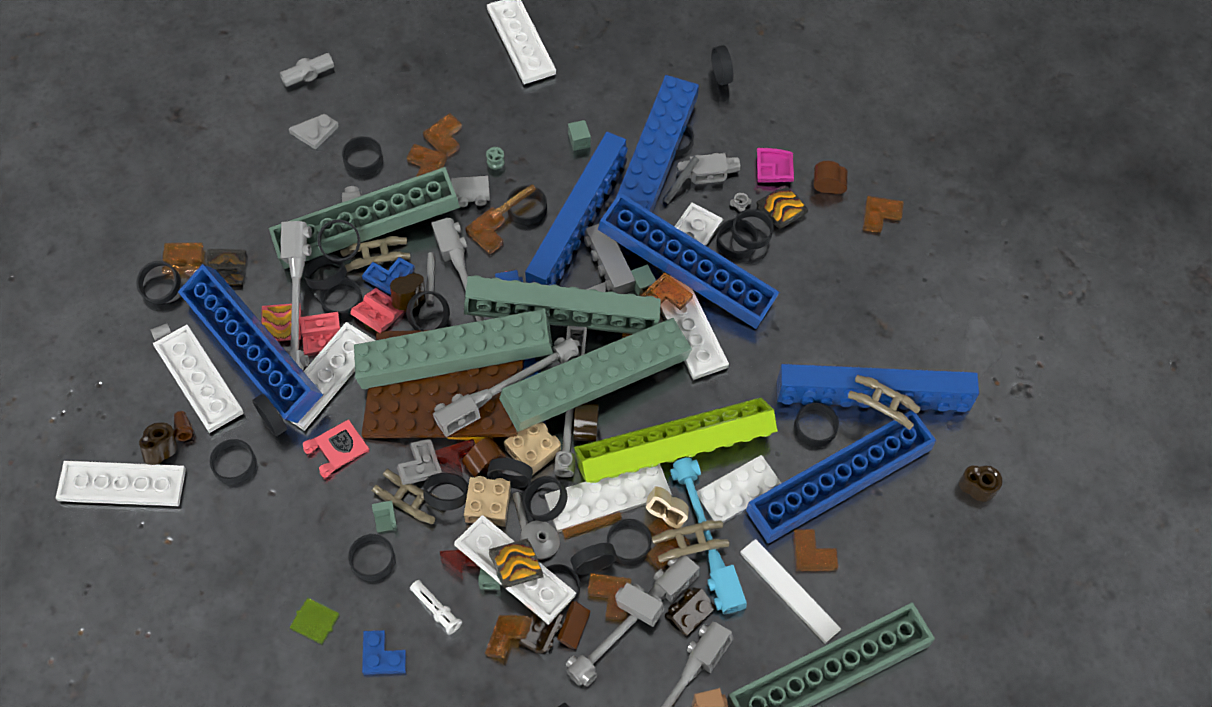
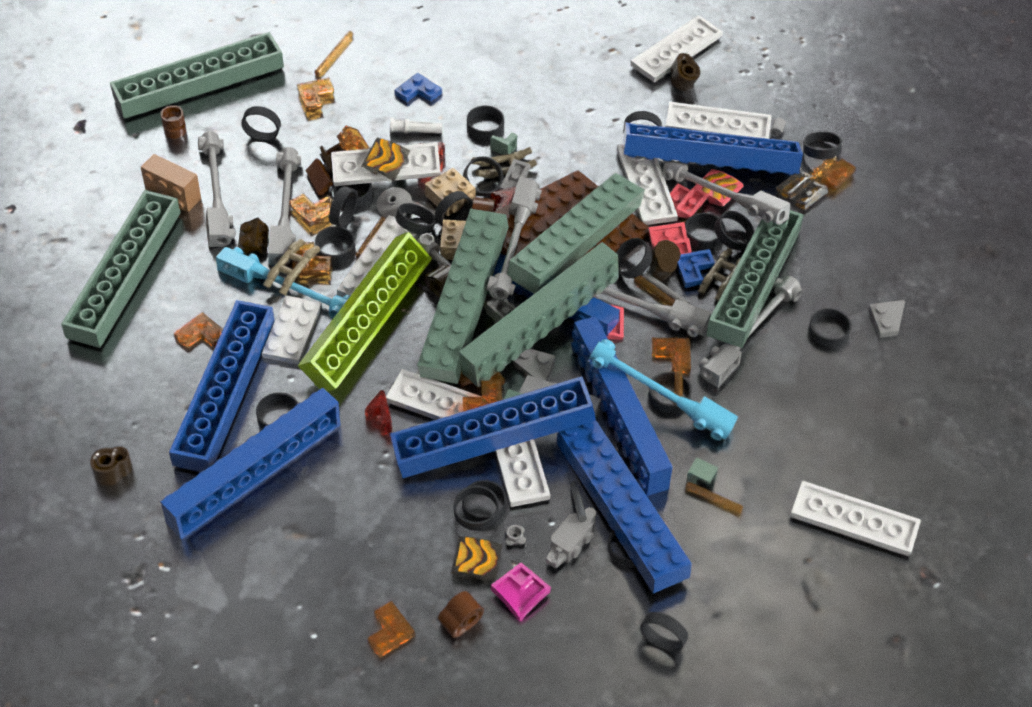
camera: 135 degrees right, 10 degrees down
(182, 427) = (687, 95): reddish brown cone -> none
(225, 444) = (631, 91): black tyre -> none
(306, 69) = (960, 349): light grey piece -> none
(314, 621) = (477, 76): clear neon green piece -> none
(333, 222) = (749, 245): black tyre -> none
(338, 445) = (584, 158): coral flag -> none
(426, 158) = (779, 366): clear orange plate -> none
(438, 282) = (653, 289): none -> clear orange bar
(440, 134) = (803, 389): clear orange plate -> none
(492, 154) = (738, 404): sand green wheel -> none
(532, 163) = (704, 414): none -> medium azure bar
(584, 116) = (714, 497): none -> clear orange bar
(640, 604) = (285, 203): light grey brick -> none
(664, 506) = (328, 270): tan brick -> none
(741, 360) = (379, 410): none -> clear red slope
(790, 591) = (191, 297): white tile -> none
(874, 401) = (220, 431): dark tan piece -> none

